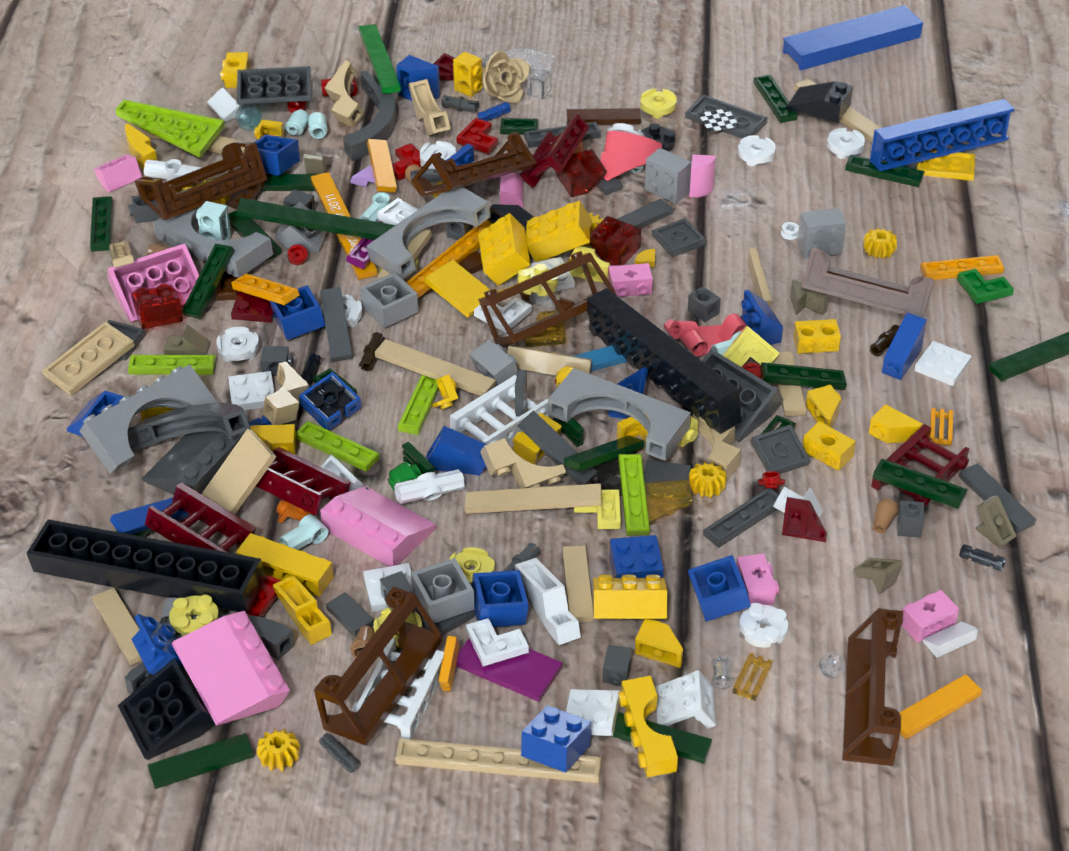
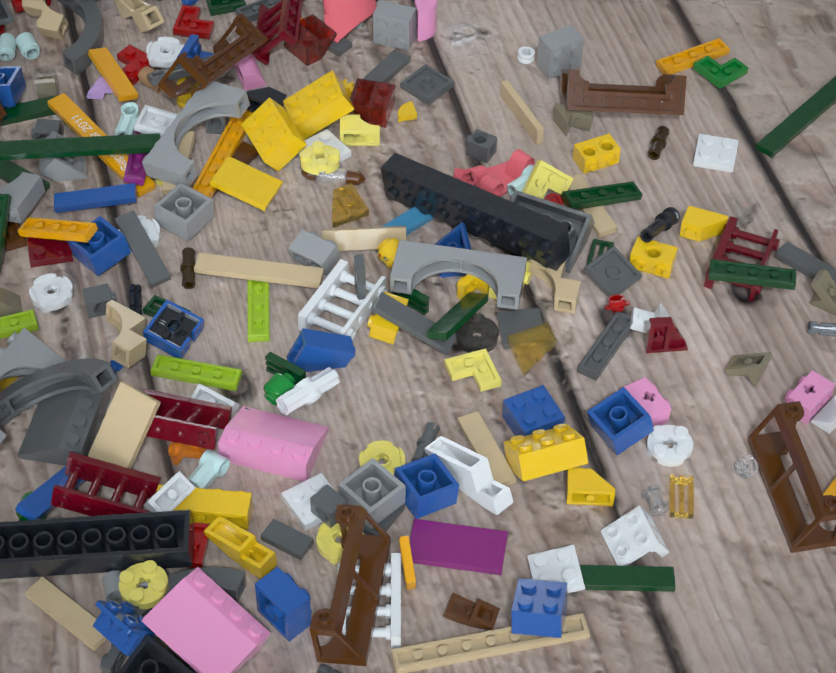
camera: 20 degrees left, 5 degrees up
(251, 389) = (86, 337): white plate -> none
(256, 542) = (170, 494): none -> white slope
(277, 436) = (140, 377): yellow slope -> none
(297, 254) = (68, 183): red tile -> none
(312, 662) = (283, 603): none -> blue brick
(316, 270) = (95, 197): none -> blue tile
(362, 638) = (315, 565): medium nougat cone -> none
(447, 389) = (281, 288): yellow bracket -> none
(492, 728) = (470, 613): none -> reddish brown slope
(494, 647) = (439, 535): white plate -> none
(501, 458) = (369, 347): tan arch -> none
(511, 337) = (325, 219): reddish brown windscreen -> none
(512, 313) = (300, 202): white plate -> none
(533, 498) = (410, 378): tan tile -> none
(616, 664) = (559, 520): dark grey brick -> none
(631, 279) = (403, 137): bright pink brick -> none
(633, 494) = (501, 350): lime tile -> none
(655, 750) = (633, 594): yellow arch -> none
(707, 479) = (561, 317): yellow gear -> none
(761, 318) = (541, 147): blue slope -> none
(823, 404) = (631, 218): yellow slope -> none
(853, 414) = (662, 222): none -> black pin
(880, 243) = (613, 49): yellow gear -> none
(884, 515) = (729, 310): medium nougat cone -> none
(905, 346) = (680, 145): blue slope -> none
(910, 519) = (754, 309): dark grey brick -> none
(941, 415) = (738, 203): light orange tile -> none

